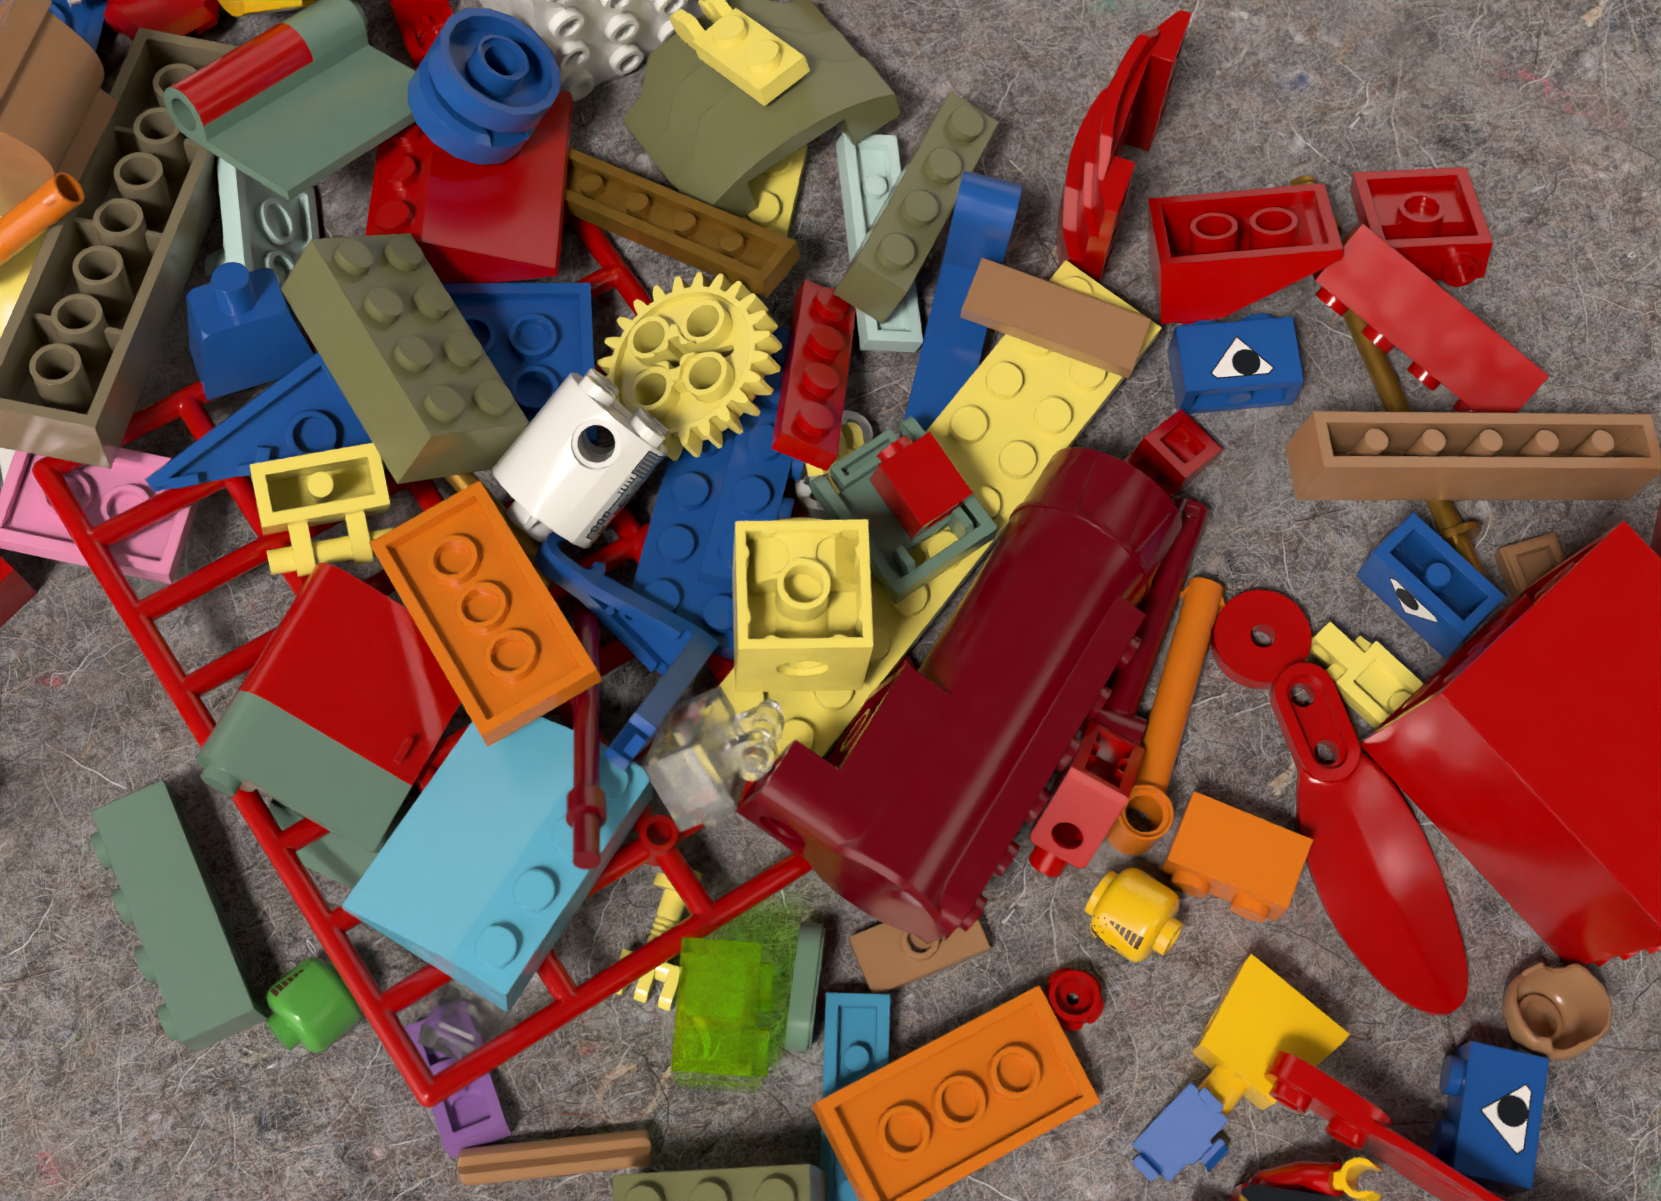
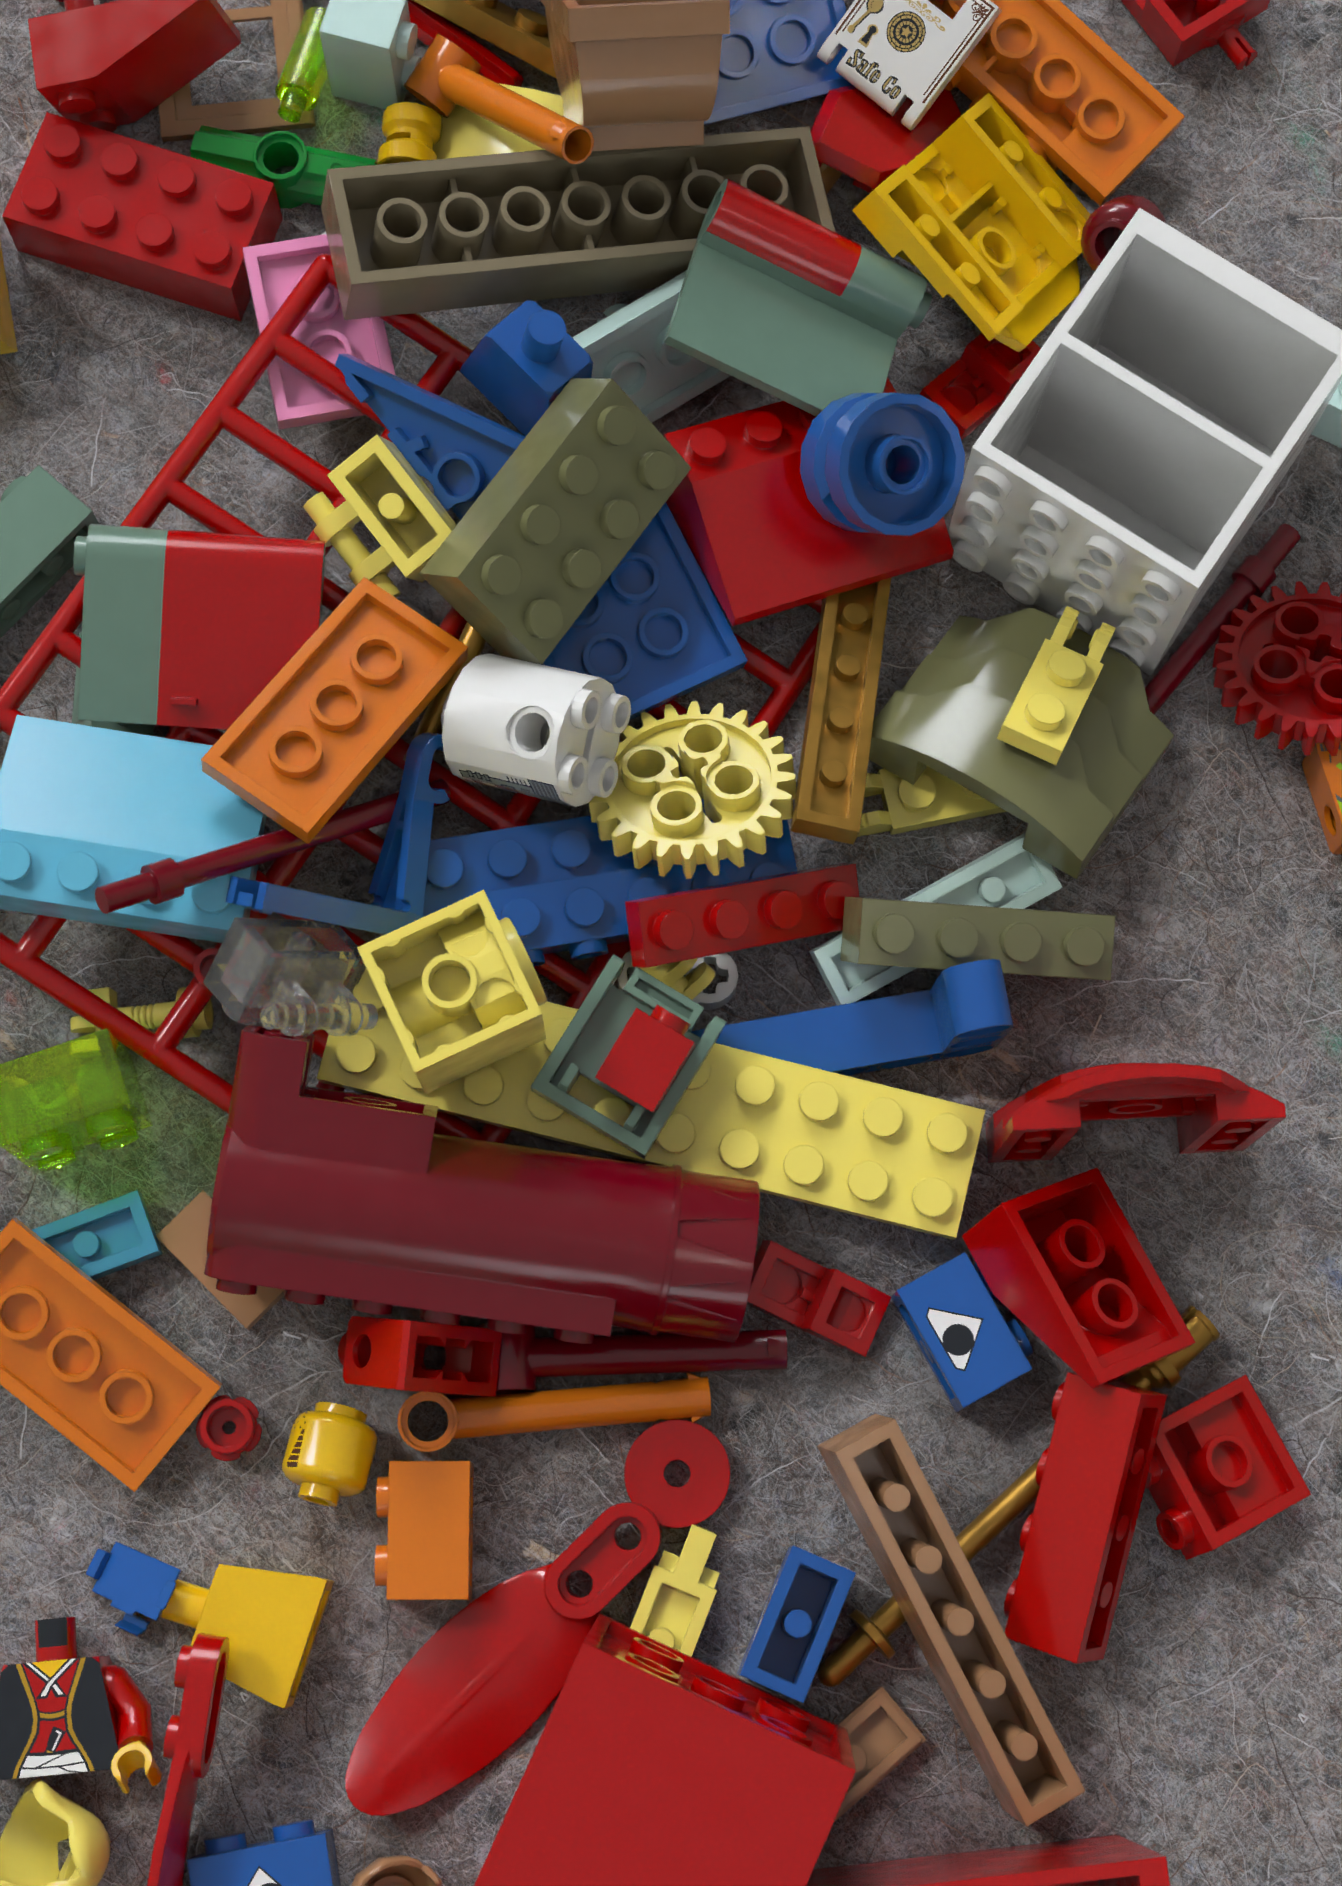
camera: 65 degrees right, 5 degrees up
(805, 987) = (137, 1168): sand green tile -> none
(1055, 318) = (904, 1123): medium nougat tile -> none

